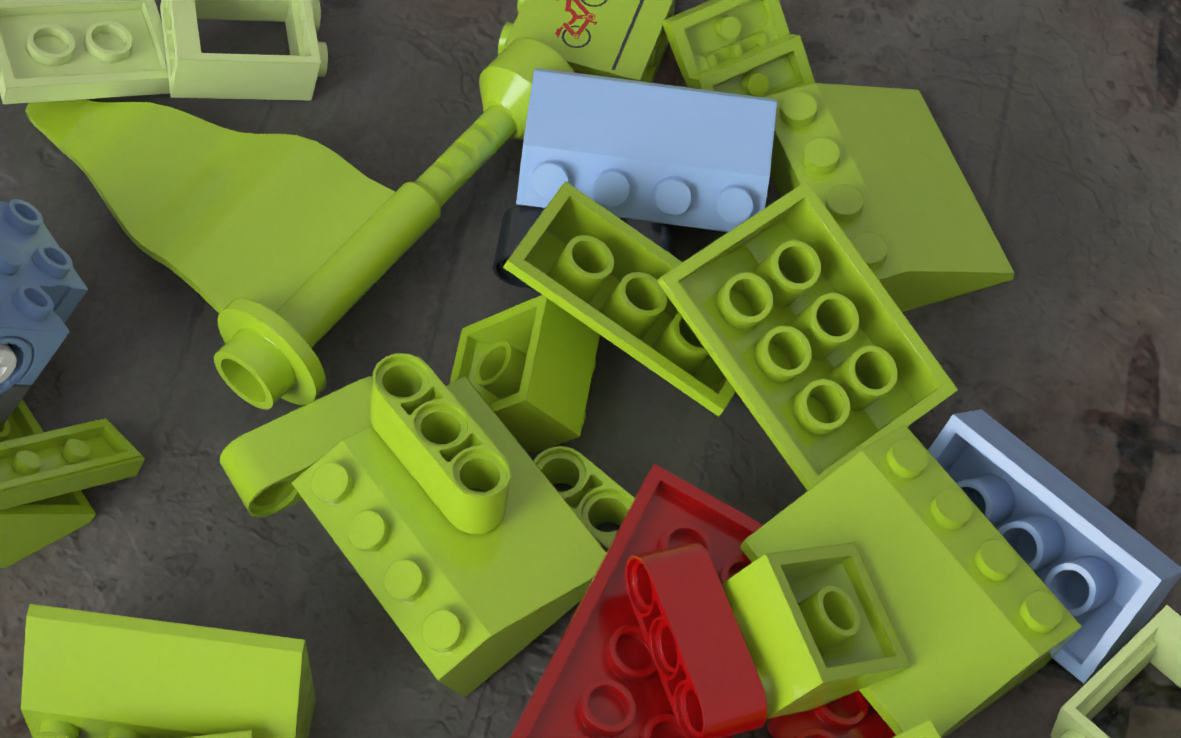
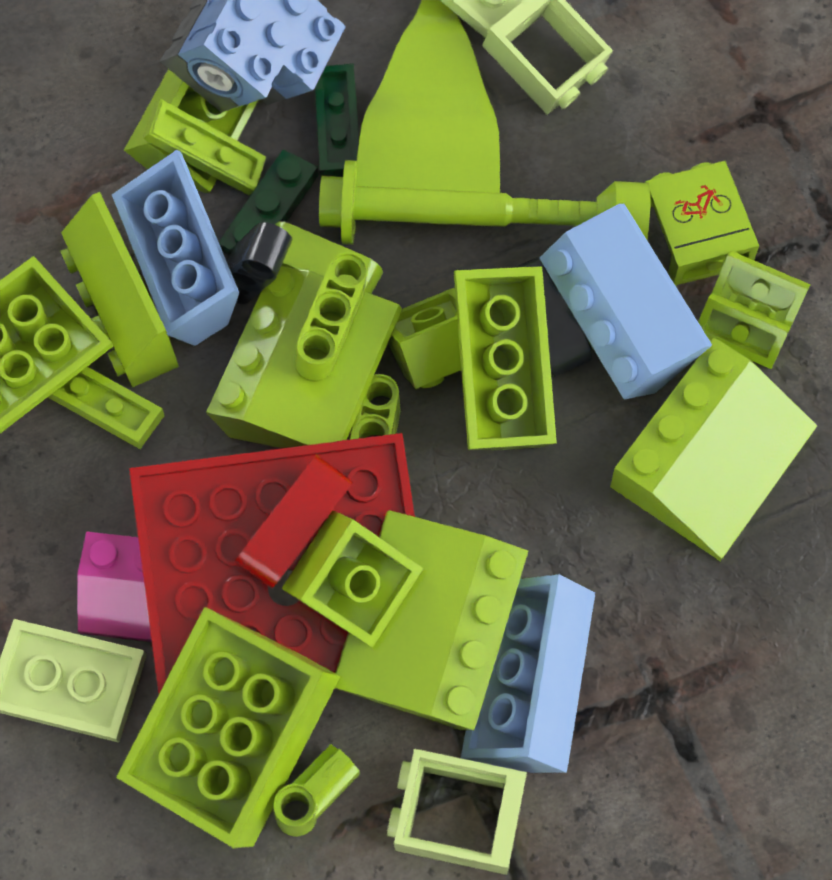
camera: 60 degrees right, 10 degrees up
(142, 313) = (336, 118): none -> dark green plate
(173, 561) = (177, 250): none -> light blue slope
(181, 461) = (273, 198): none -> dark green plate
(275, 499) = (258, 259): none -> black beam
(806, 335) = (546, 460): lime slope -> none

